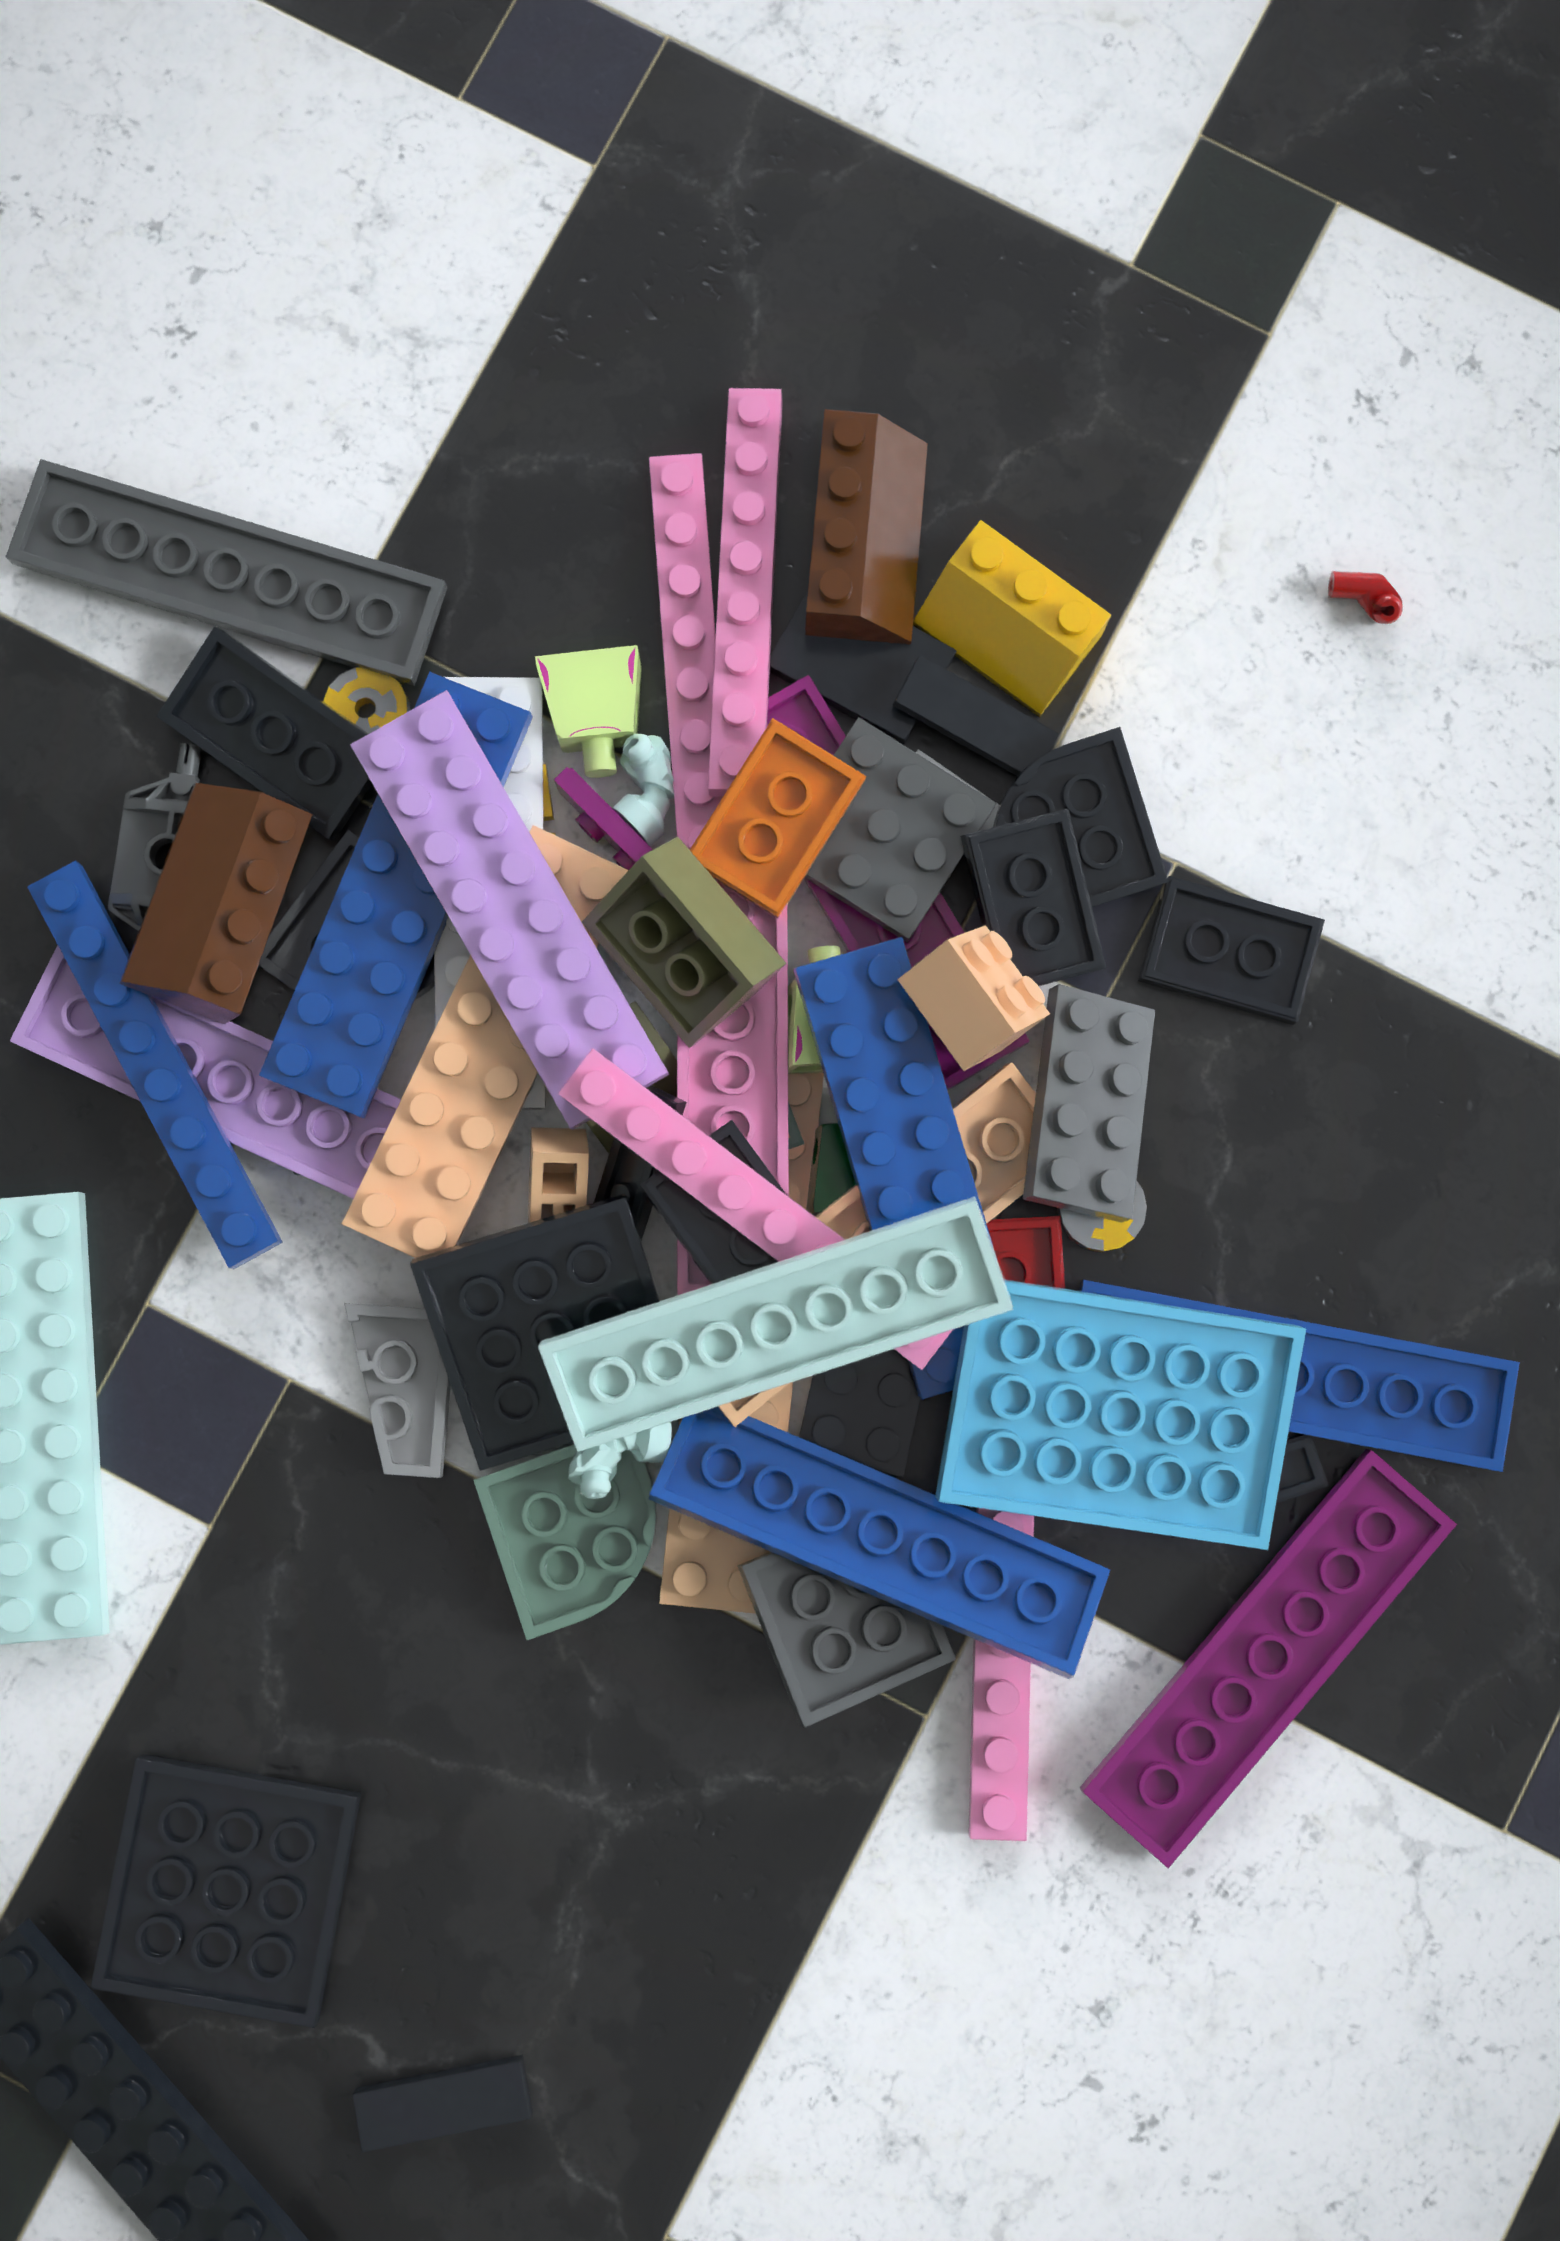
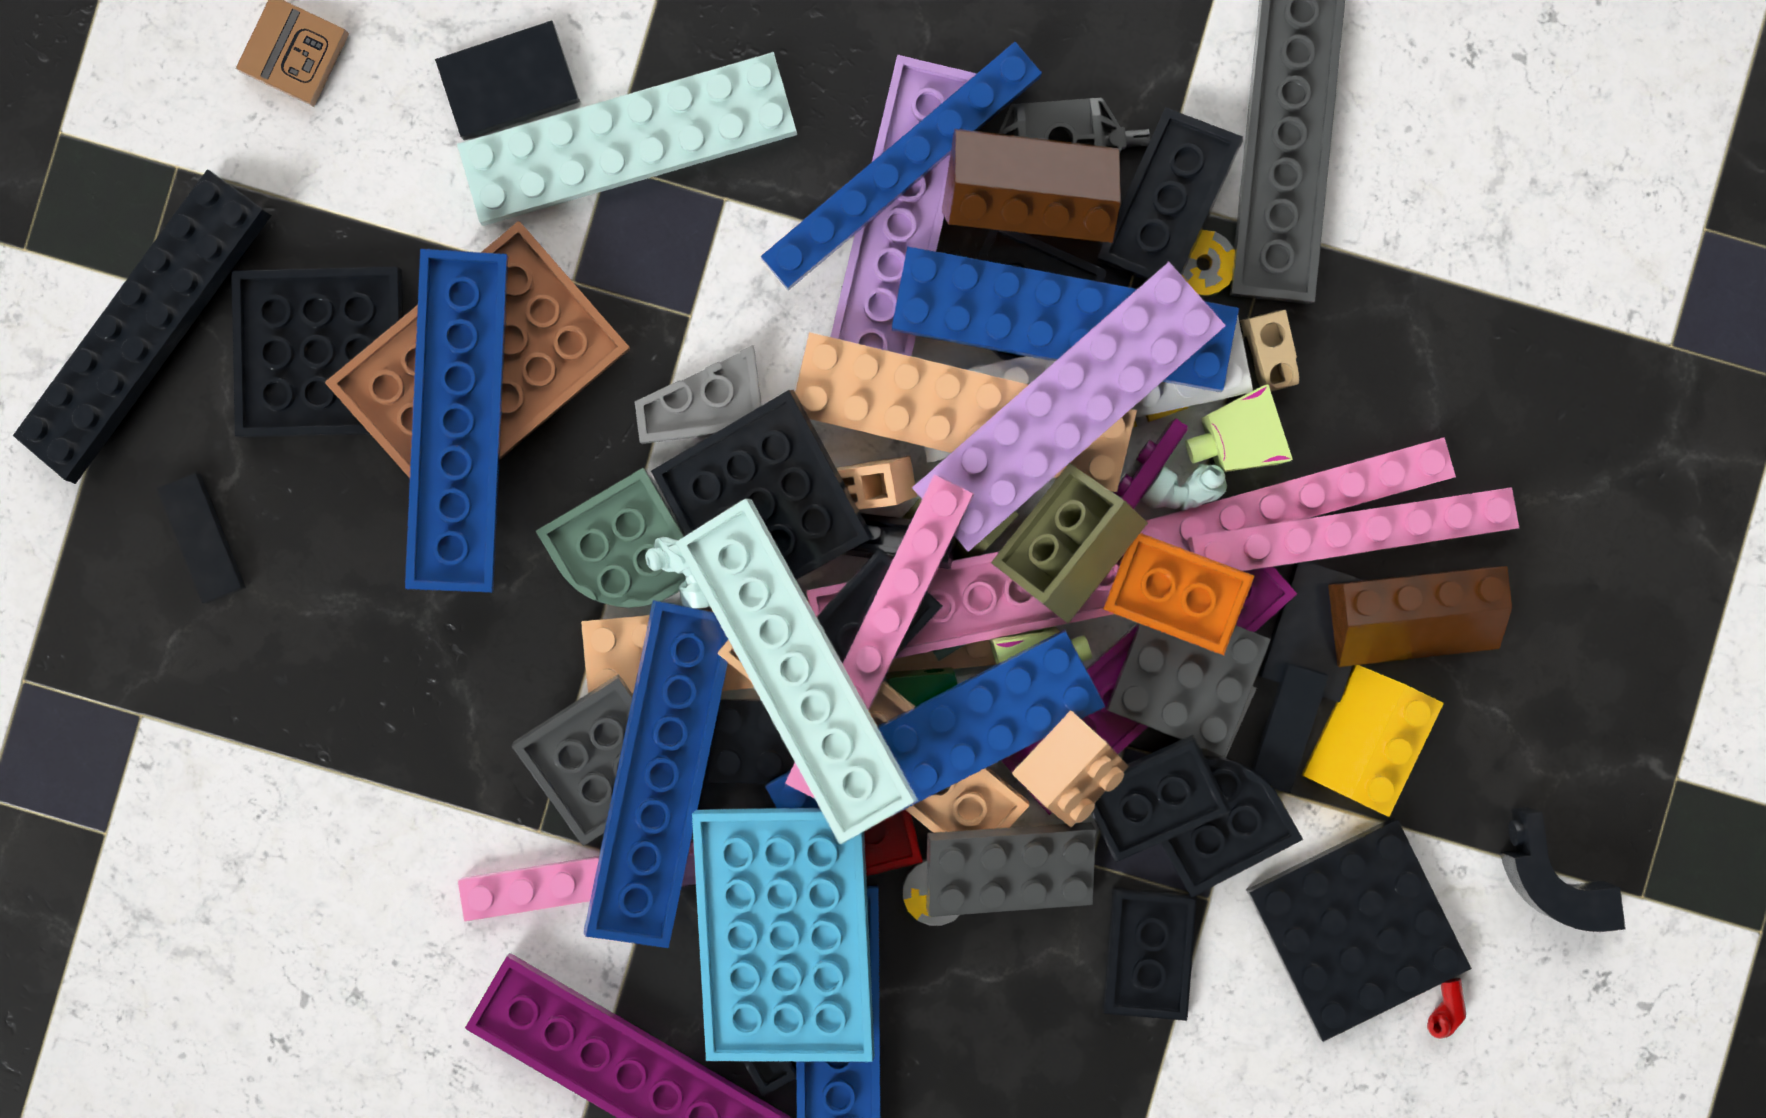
camera: 80 degrees right, 5 degrees up
(291, 1675) = (550, 354): none -> nougat plate
(356, 1715) = (456, 421): none -> blue plate
(493, 644) = (1272, 349): none -> tan leg
(1231, 453) = (1581, 906): none -> black arch
(1247, 684) = (1358, 929): none -> black plate

